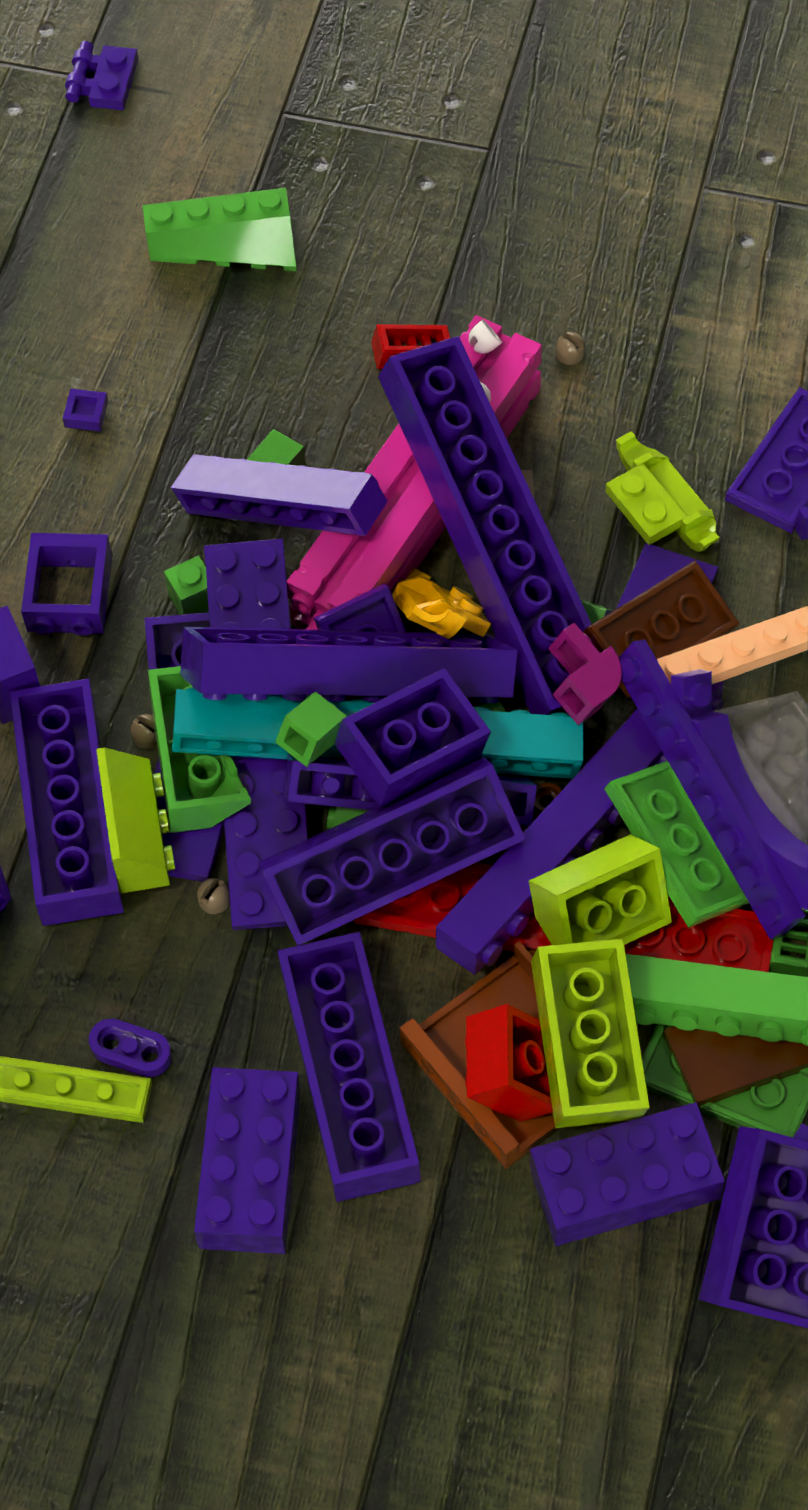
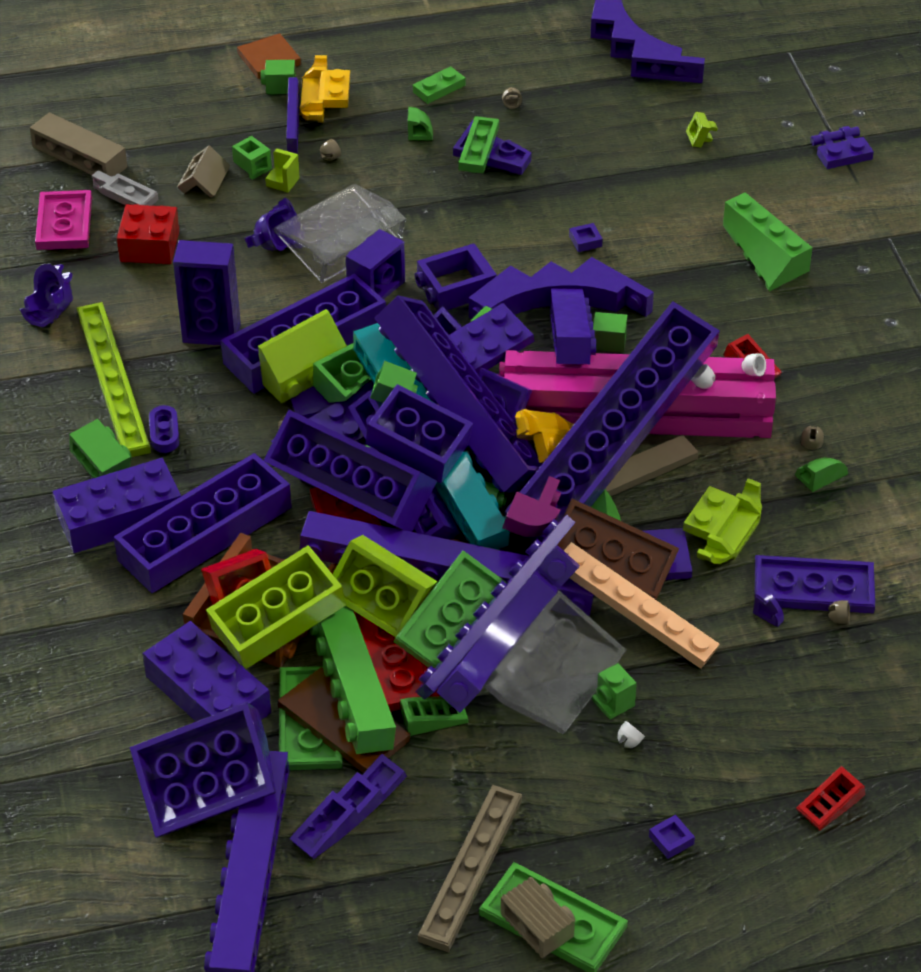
camera: 60 degrees right, 15 degrees down
(138, 1144) = (98, 449): none -> bright green brick
(174, 435) = (599, 282): none -> dark purple arch
(631, 369) = (821, 472): none -> bright green brick

